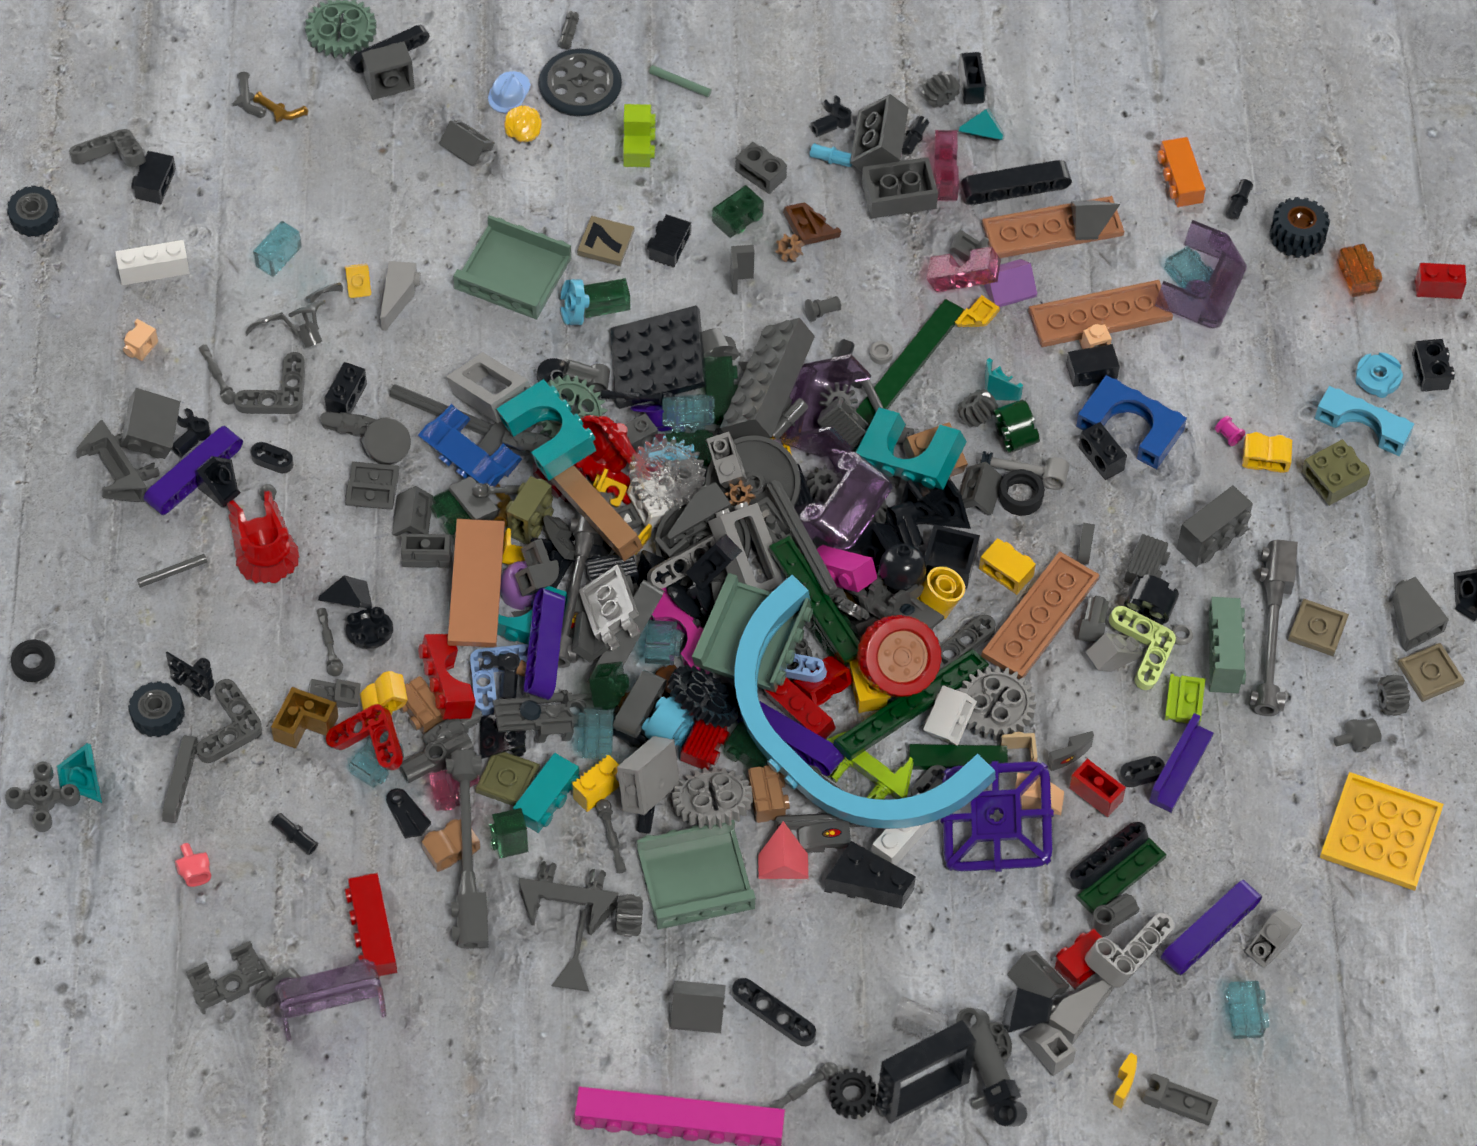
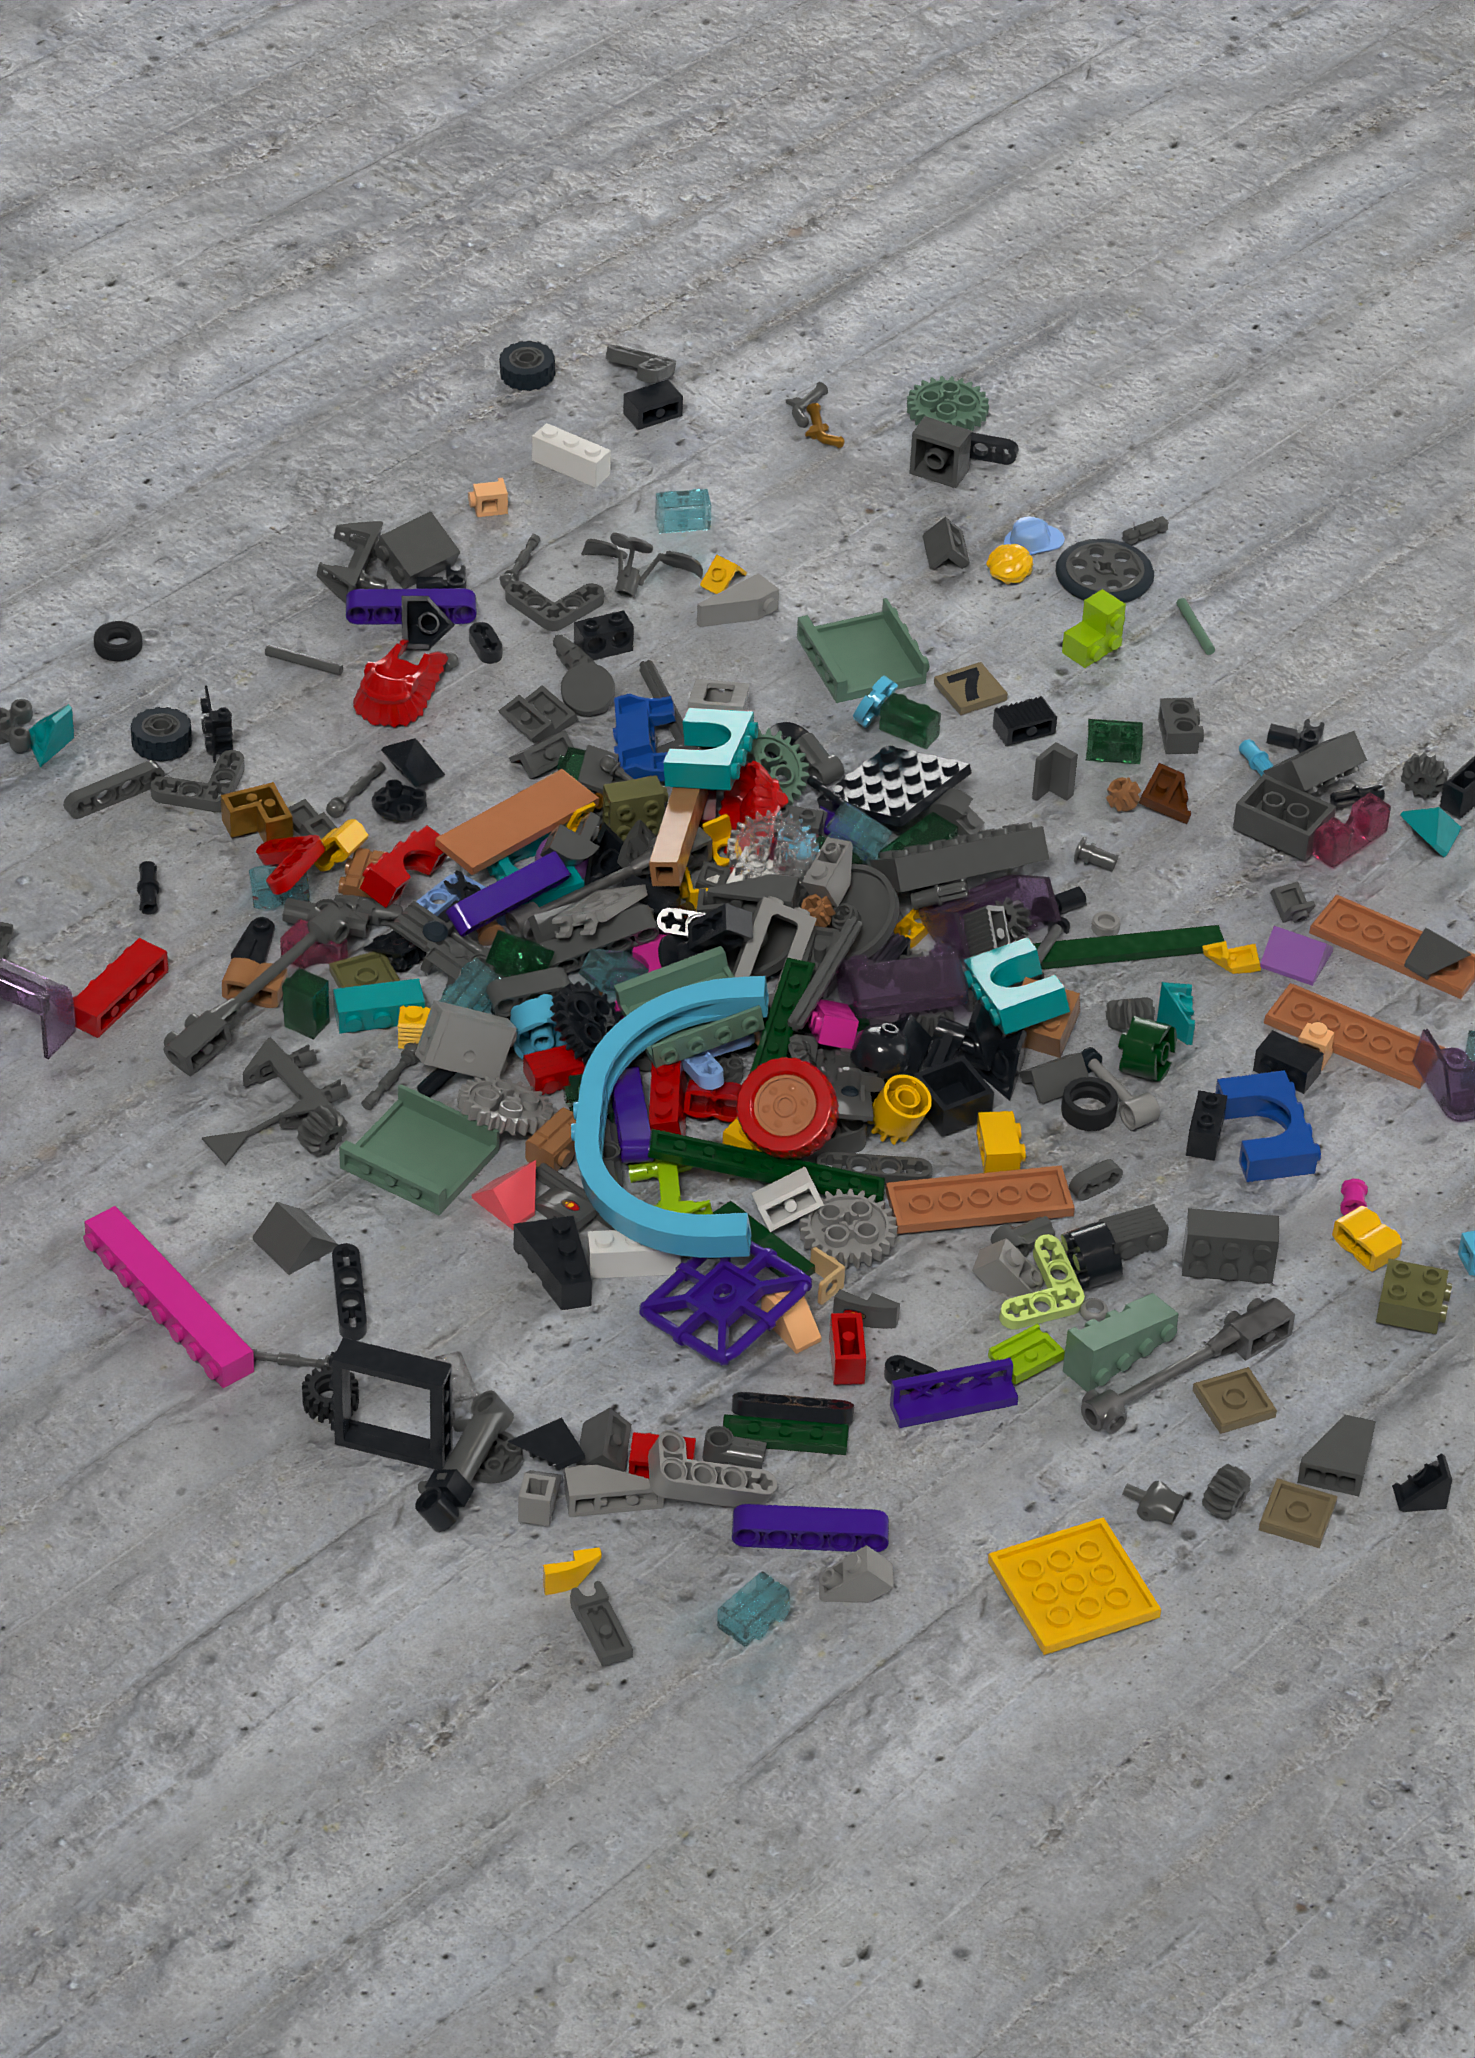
camera: 45 degrees right, 15 degrees down
(193, 867) = (43, 852): coral piece -> none
(426, 550) = (508, 773): dark grey brick -> none
(979, 270) = (1246, 907): clear pink arch -> none
(1016, 182) = (1406, 889): black beam -> none

